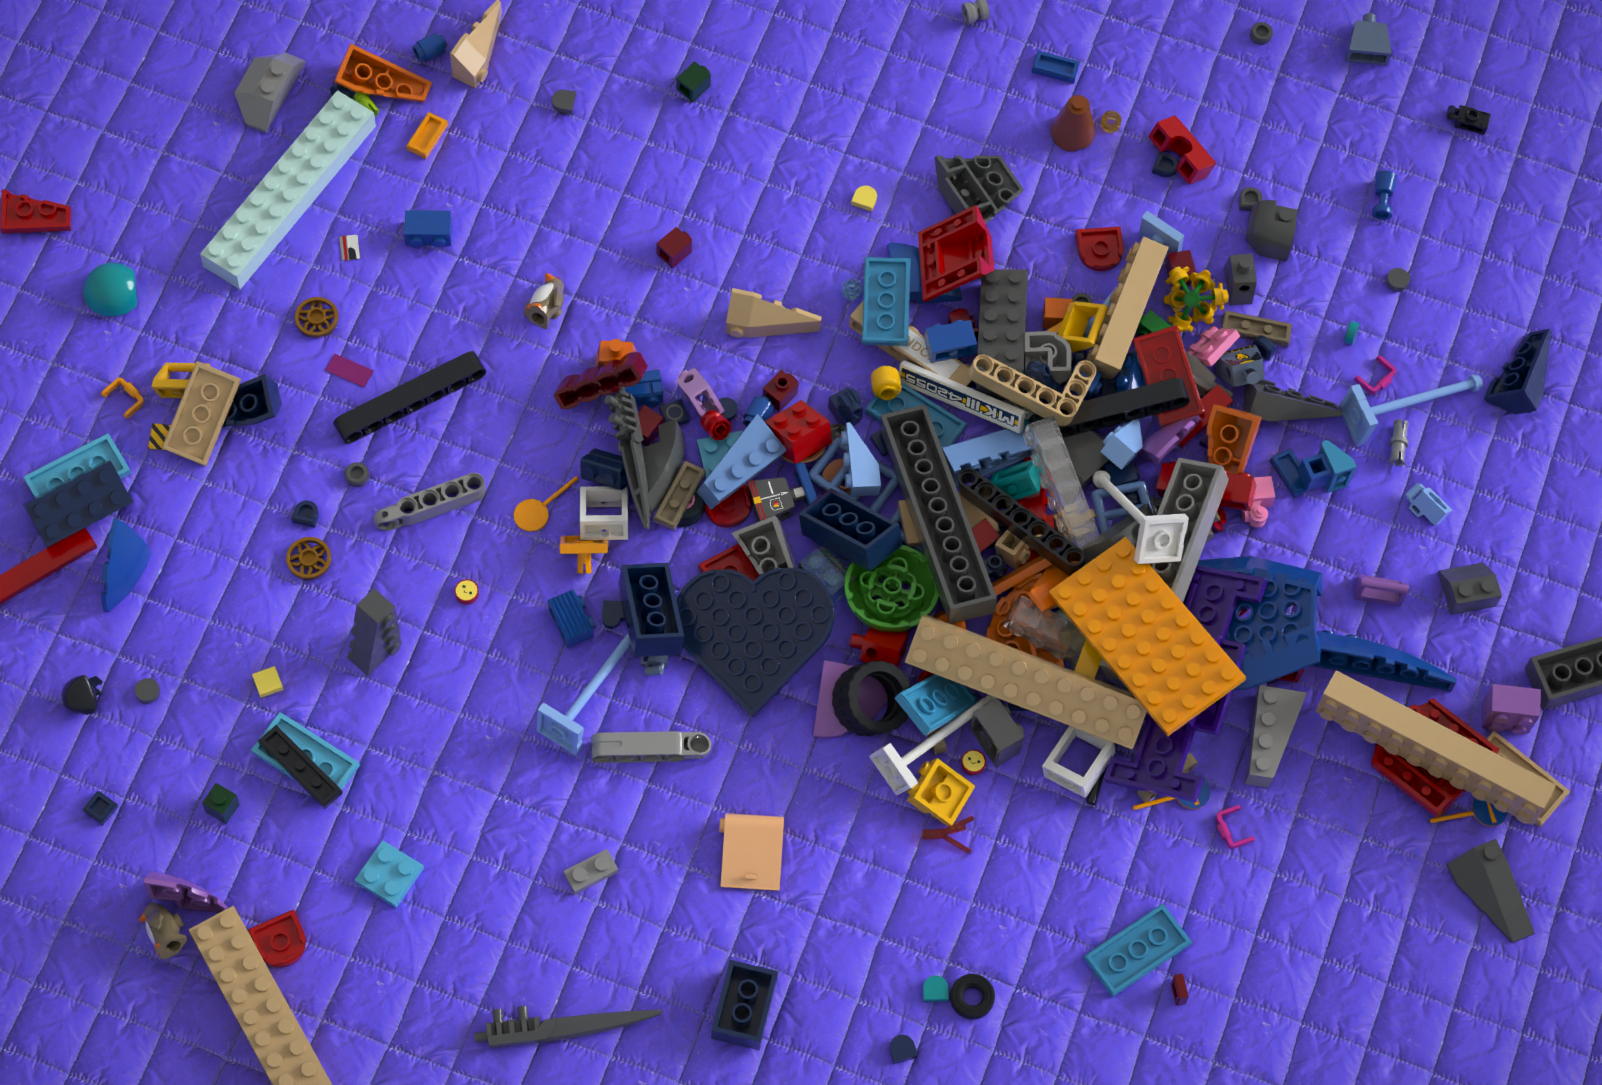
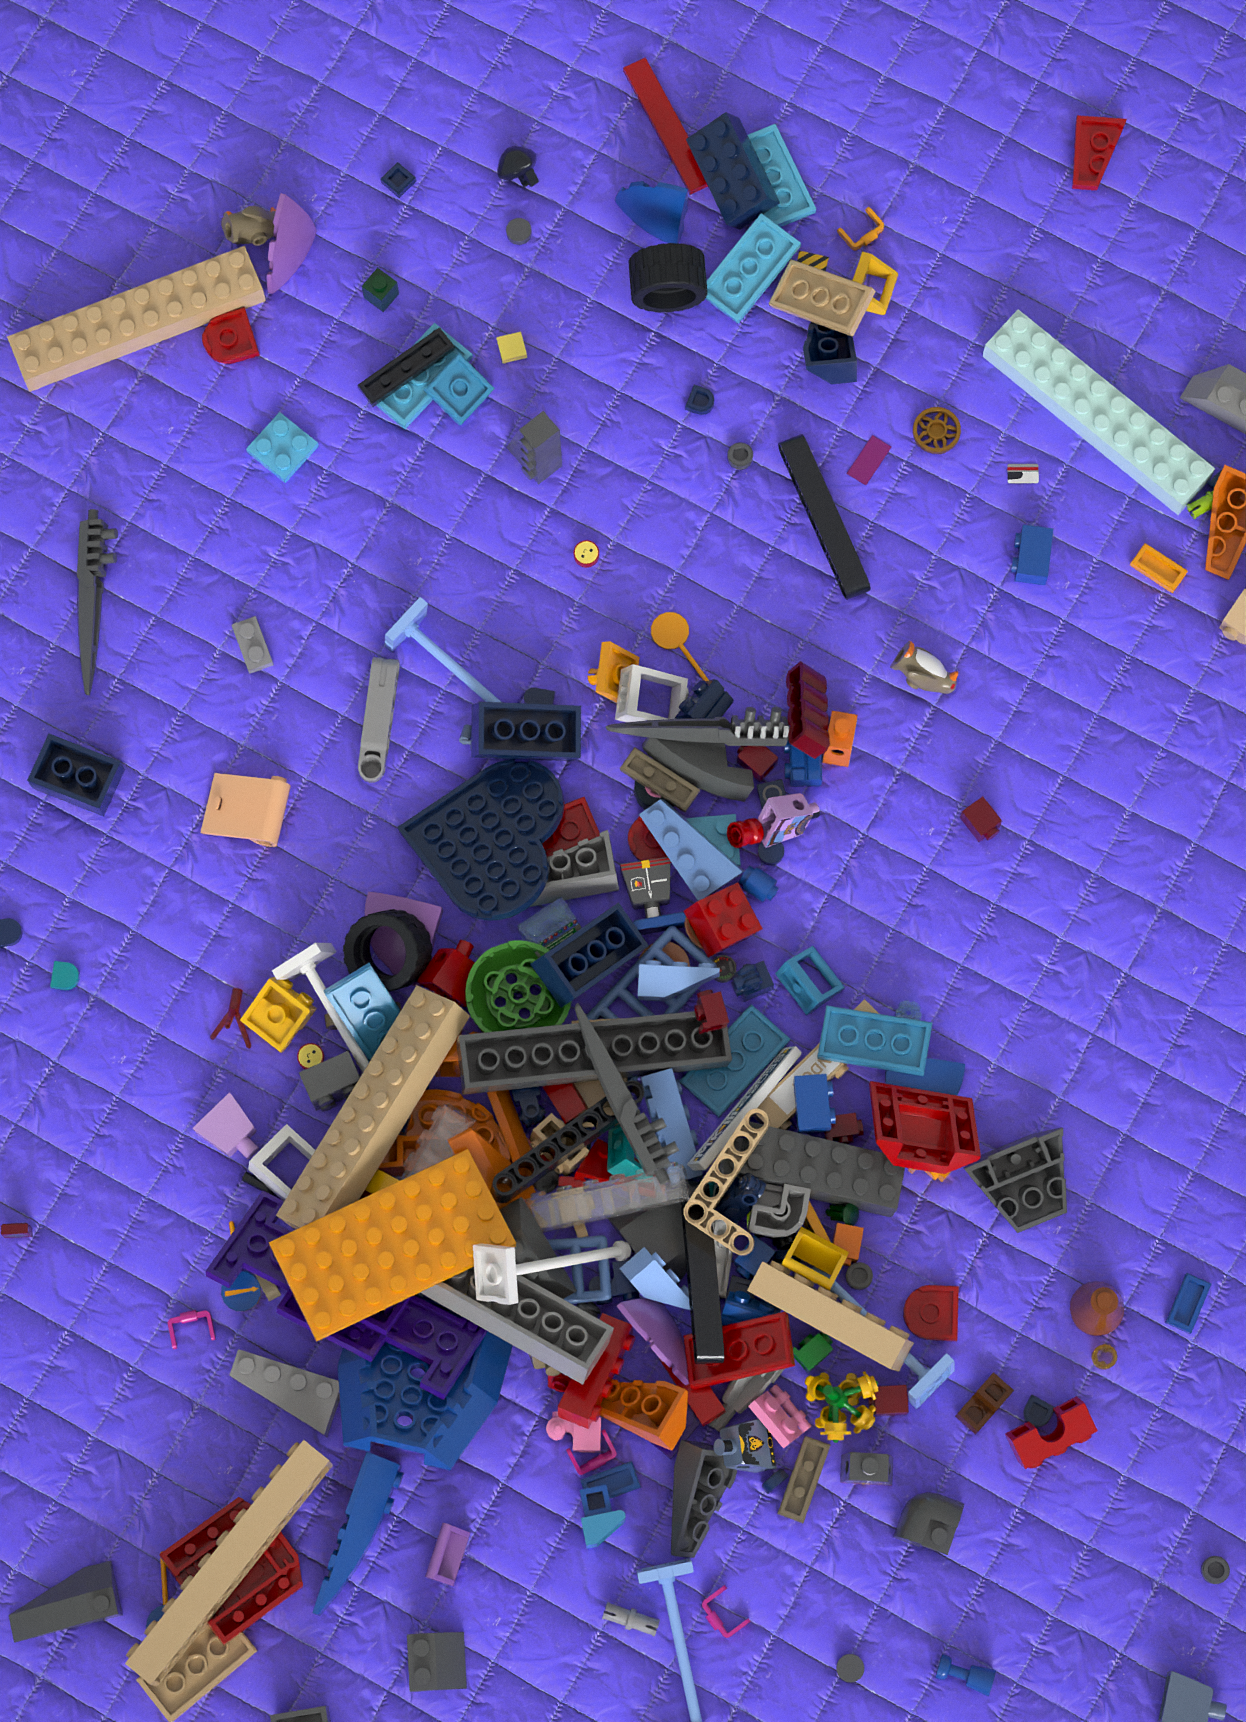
camera: 105 degrees right, 10 degrees up
(111, 289) = (993, 223): teal cylinder -> none
(173, 481) = (750, 268): none -> medium azure plate
(194, 541) = (667, 277): none -> black tyre
(308, 558) = (647, 398): pearl gold wheel -> none
(316, 719) = (459, 389): none -> dark azure tile
(438, 494) = (683, 487): light grey piece -> none
(564, 101) = (1190, 722): dark grey tile -> none
(570, 618) = (537, 655): blue brick -> none
(693, 81) = (1201, 870): dark green brick -> none
(754, 317) = (876, 895): tan wedge -> none
(781, 389) = (784, 913): dark red brick -> none
(842, 371) = (802, 987): none -> dark azure tile
(865, 198) = (1027, 1046): light yellow tile -> none
(885, 382) = (774, 1027): yellow head -> none
(889, 418) = (711, 1011): none -> dark red brick
(972, 1011) = (54, 1028): black tyre -> none
(990, 469) = (635, 1126): none -> dark grey piece
(1033, 318) = (848, 1214): none -> dark green piece
(1051, 820) = (228, 1128): none -> lavender torso
(1137, 950) = (71, 1196): dark azure tile -> none
(1163, 202) = (984, 1403): none -> reddish brown slope
(1248, 197) = (979, 1508): dark grey tile -> none
(1278, 487) = (597, 1461): none -> dark pink piece
(1352, 332) = (781, 1593): teal tile -> none
(1428, 503) = (546, 1635): light blue piece -> none
(1511, 709) = (270, 1670): medium lavender brick -> none

